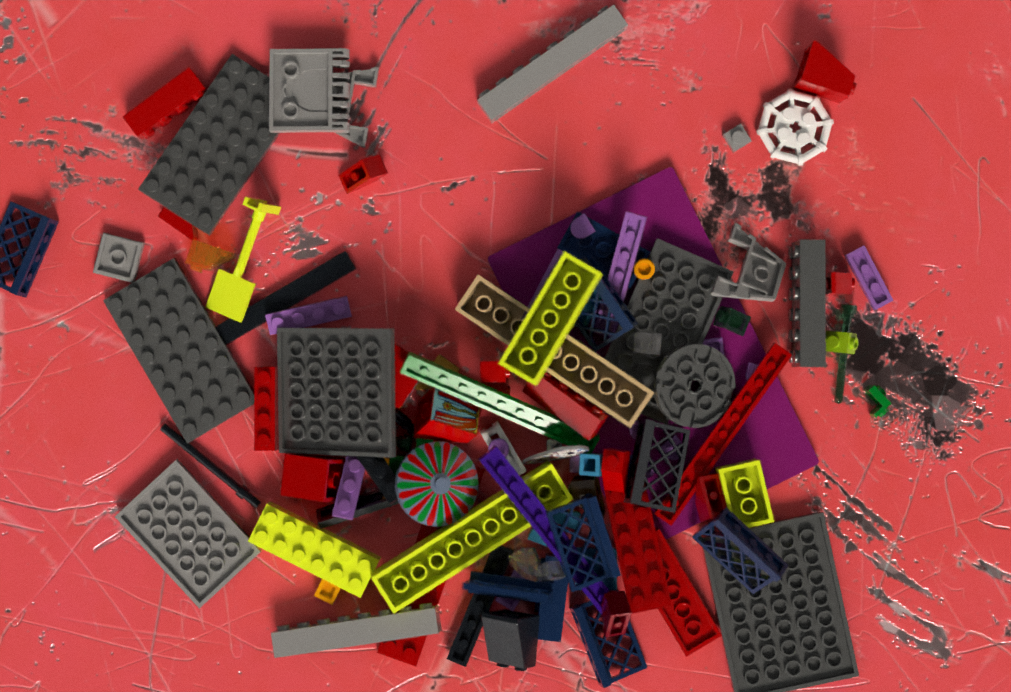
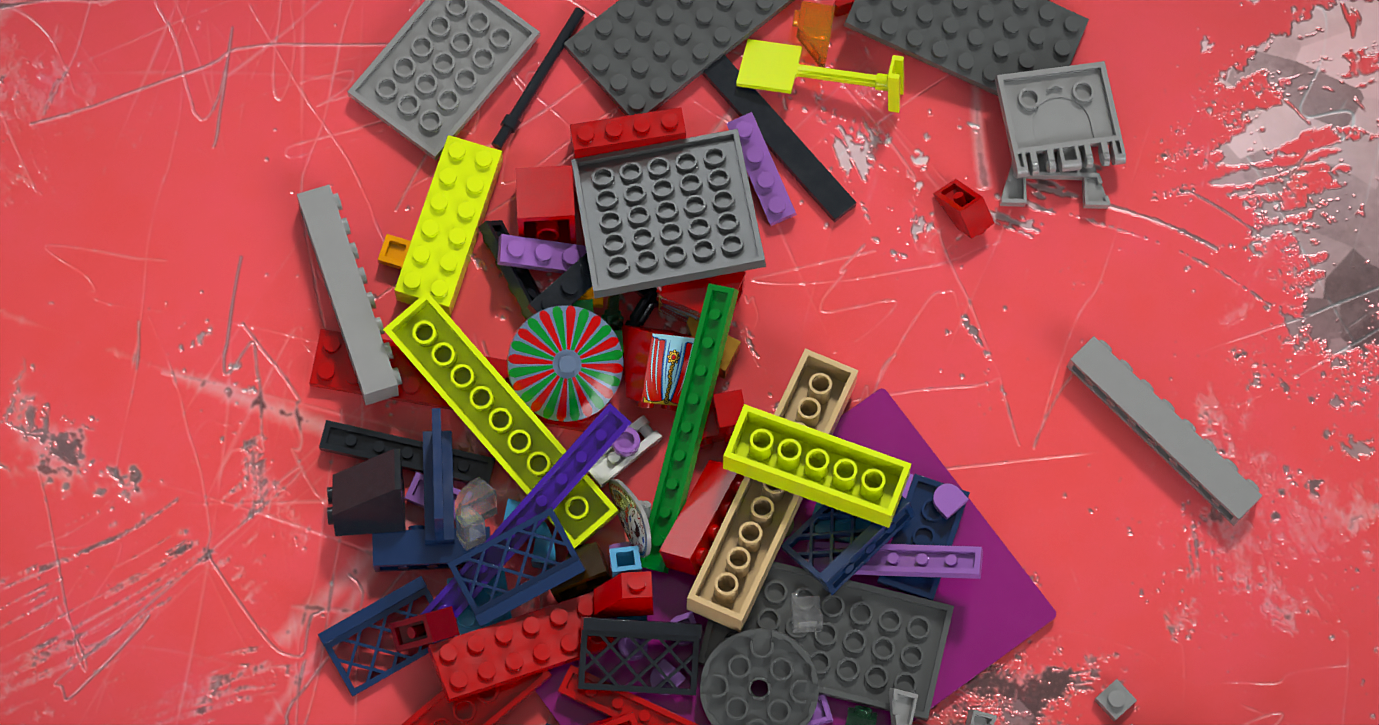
camera: 75 degrees right, 15 degrees down
(644, 269) = (907, 593): light orange tile -> none

